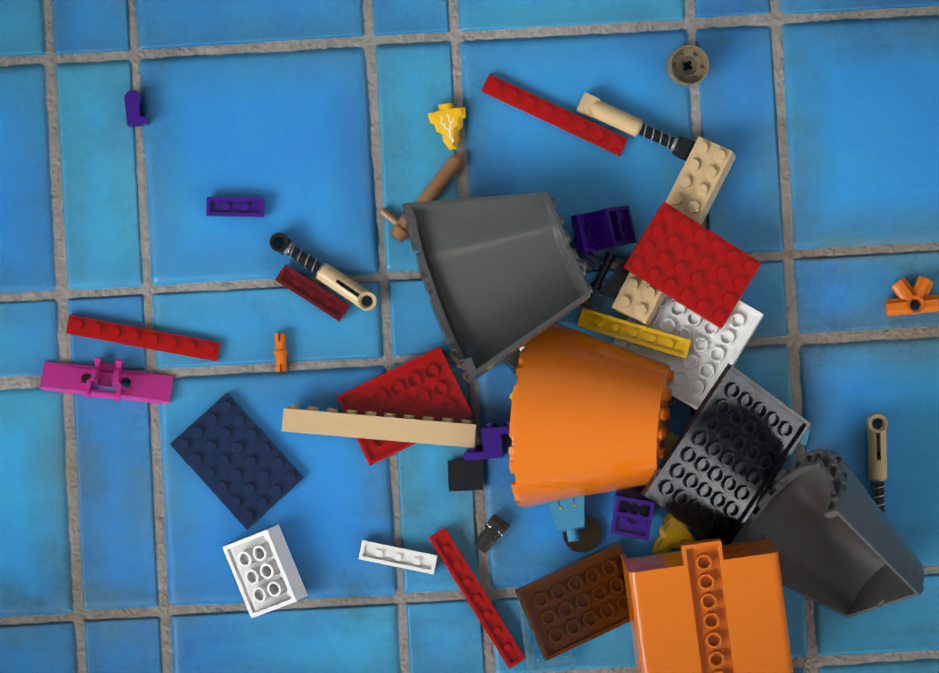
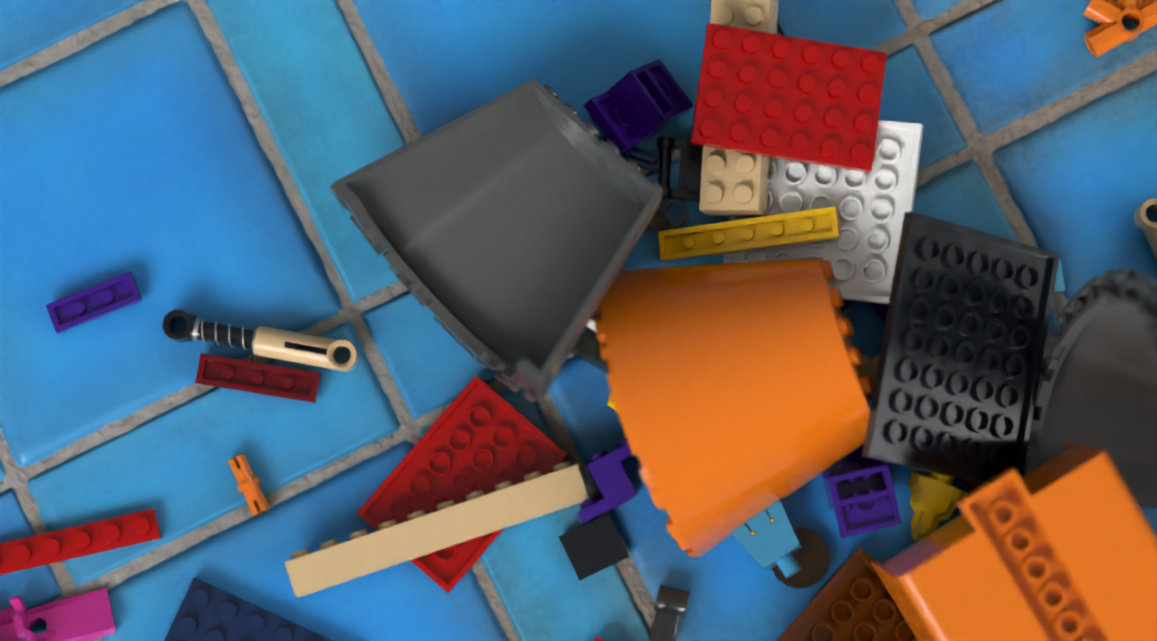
camera: 25 degrees left, 5 degrees down
(430, 193) = (372, 148): medium nougat cylinder -> none
(448, 122) = (351, 52): yellow rock -> none

